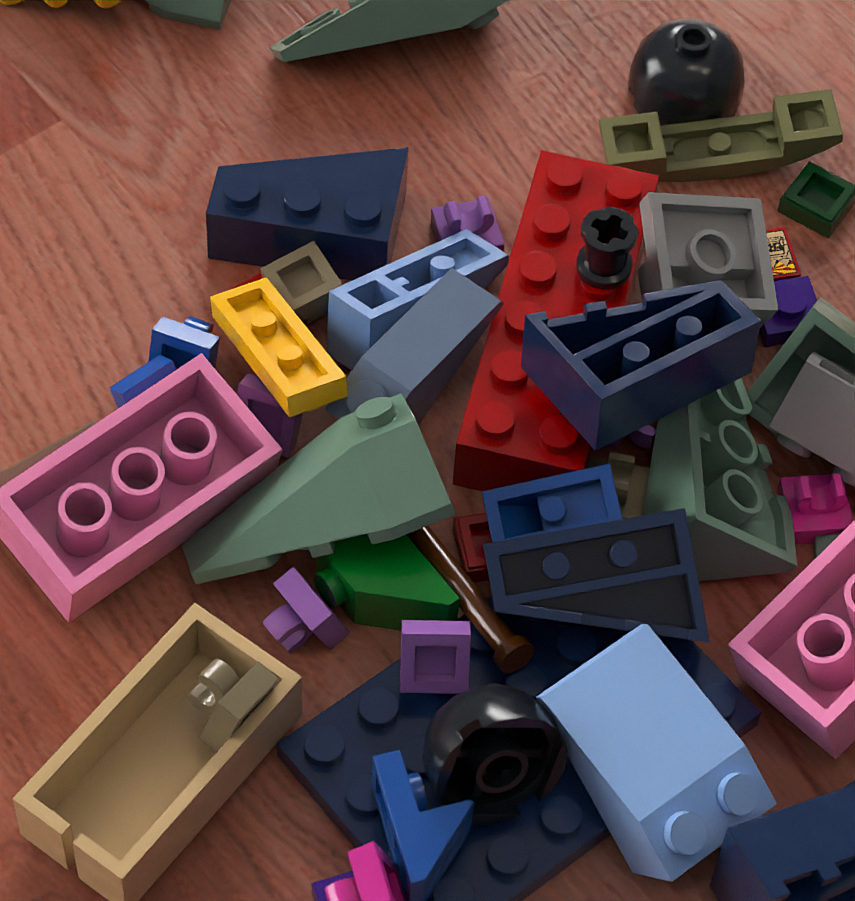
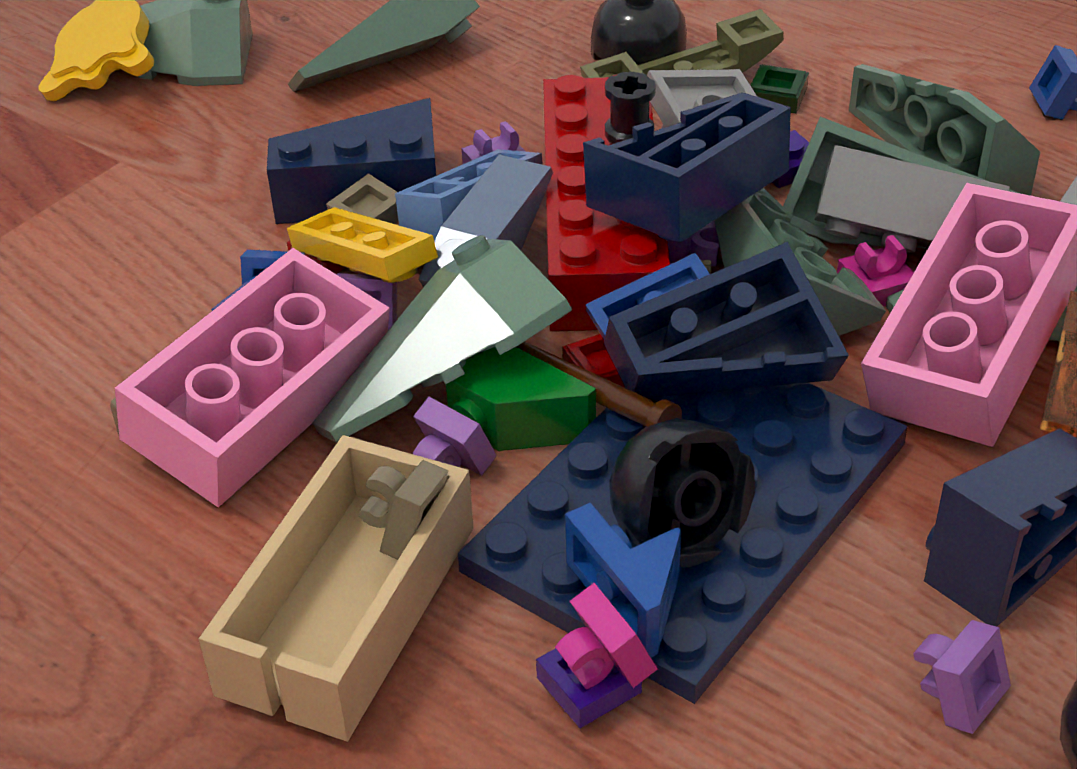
camera: 10 degrees left, 15 degrees down
(435, 656) = (590, 432): medium lavender tile -> none
(655, 755) = (838, 465): light blue slope -> none

